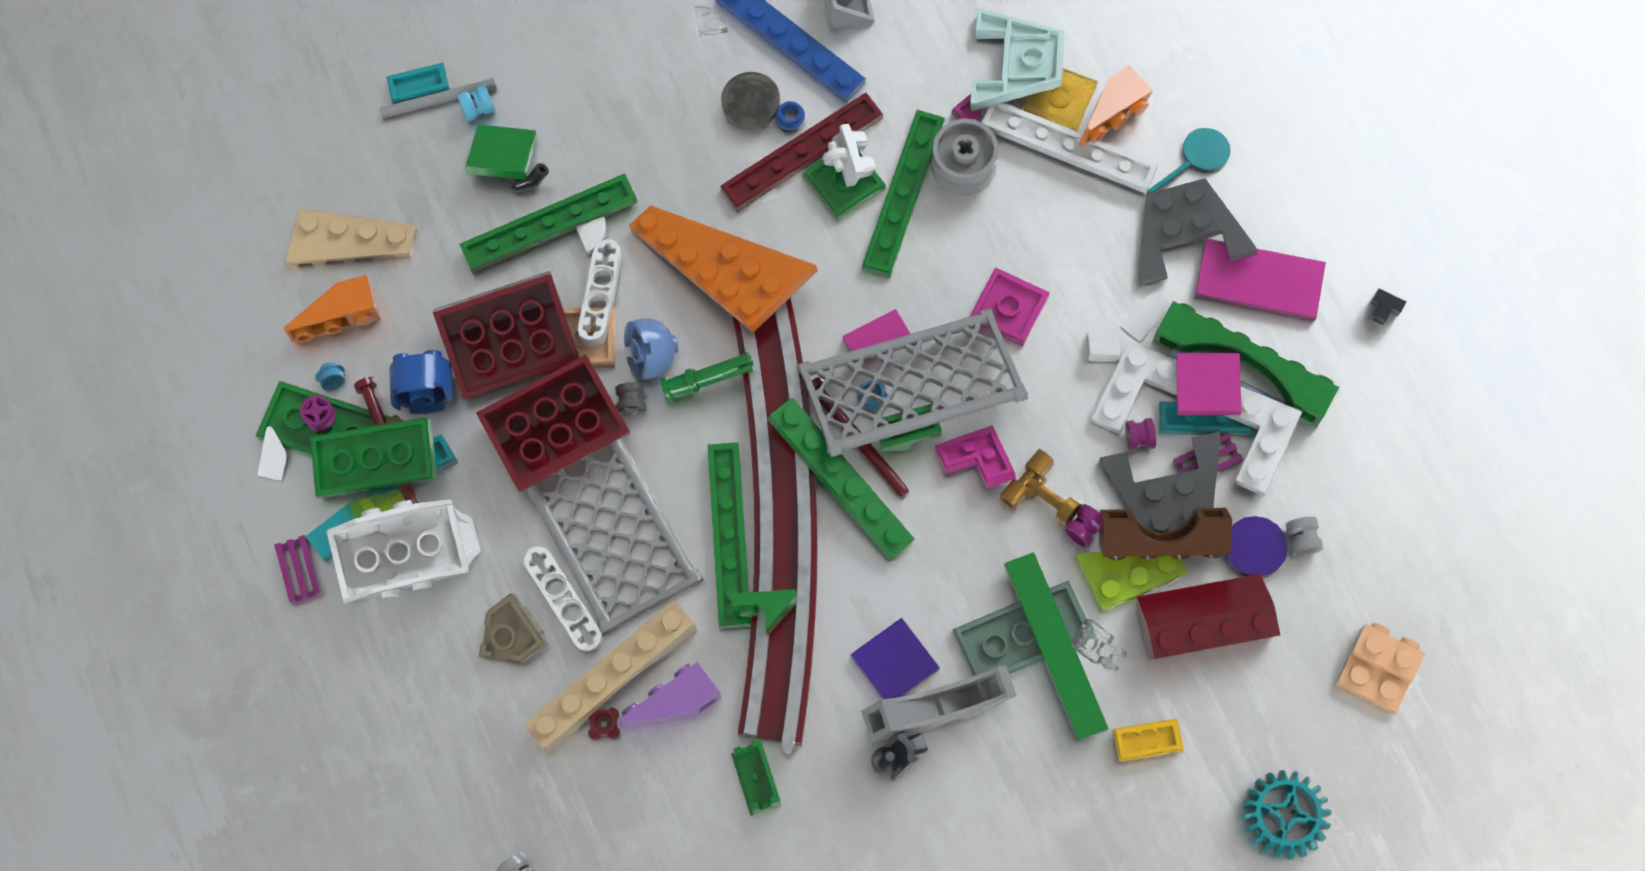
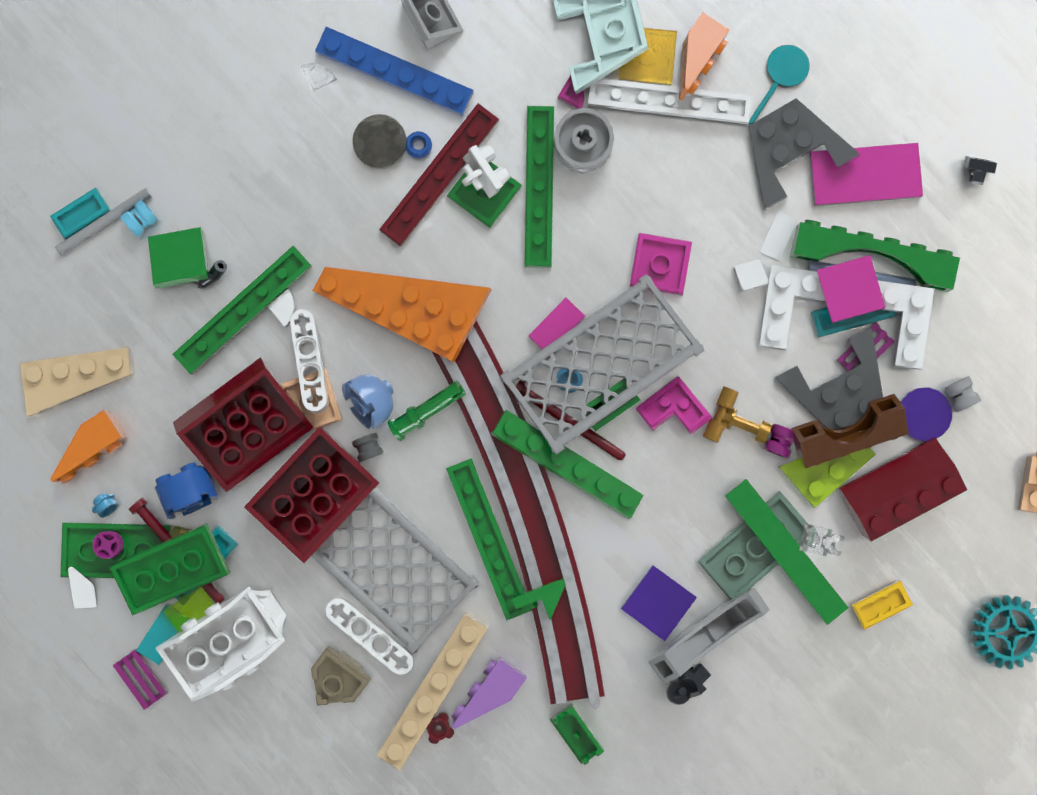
camera: 20 degrees left, 15 degrees up
(1140, 434) = (804, 346): magenta wheel -> none

